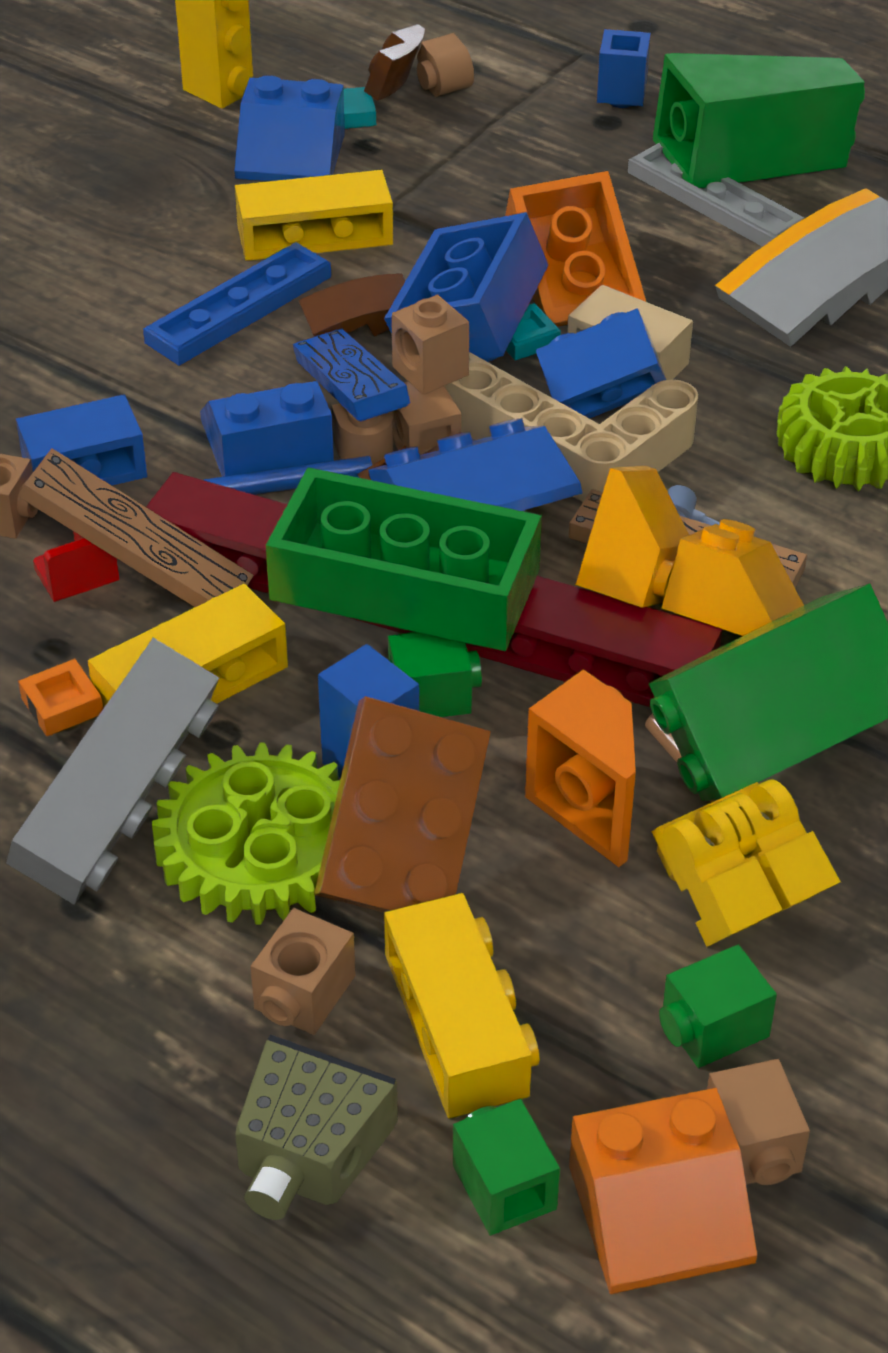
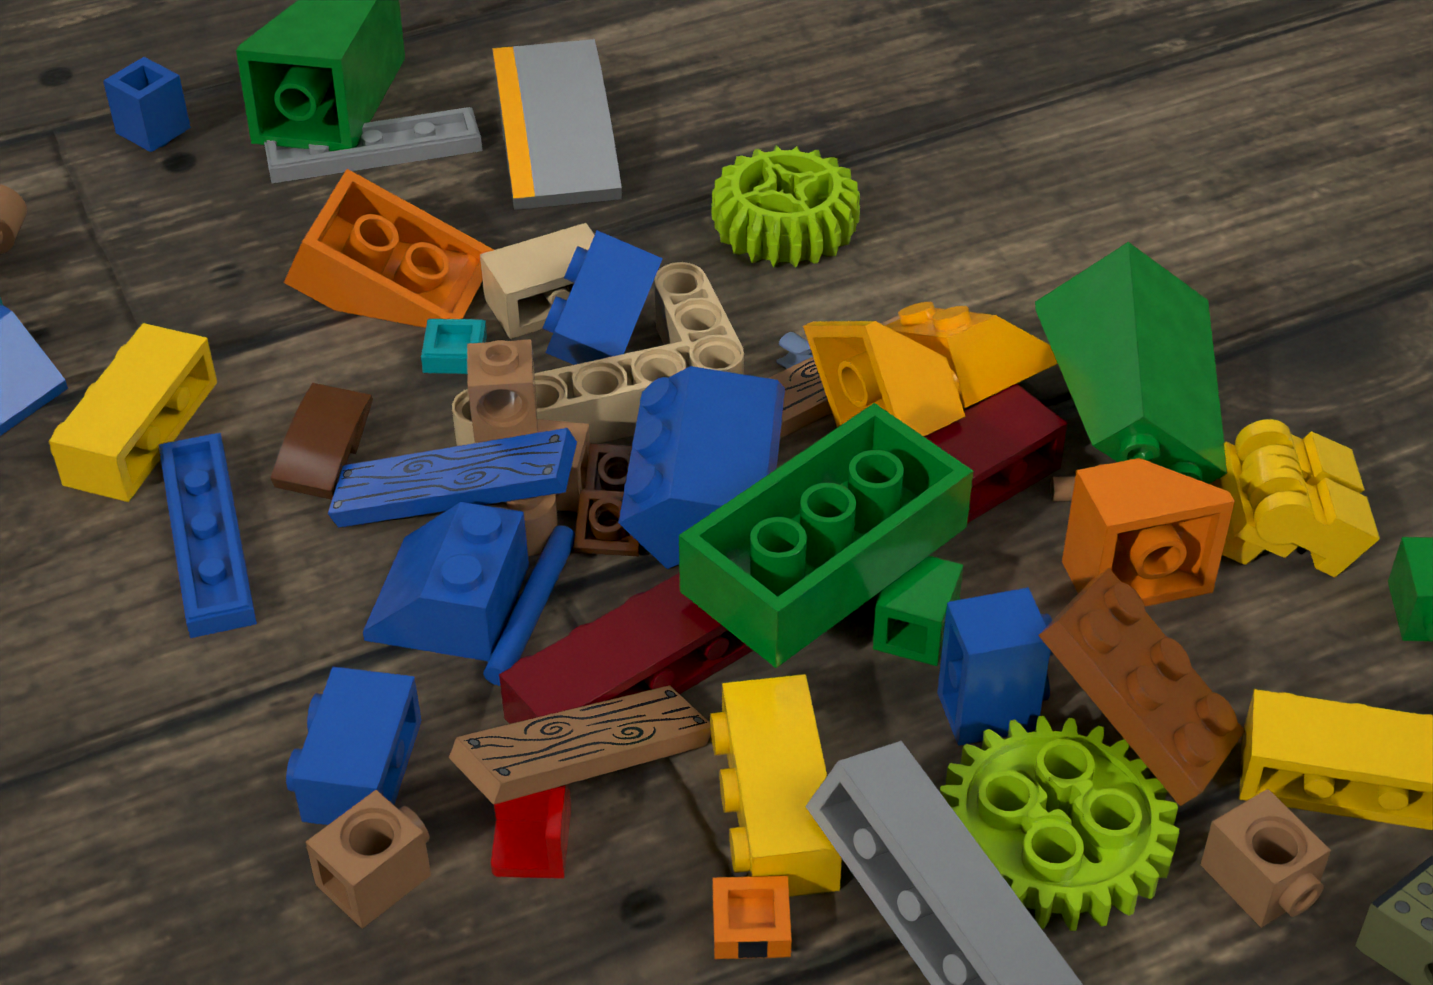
camera: 60 degrees left, 0 degrees up
(484, 274) = (398, 339): blue brick -> none

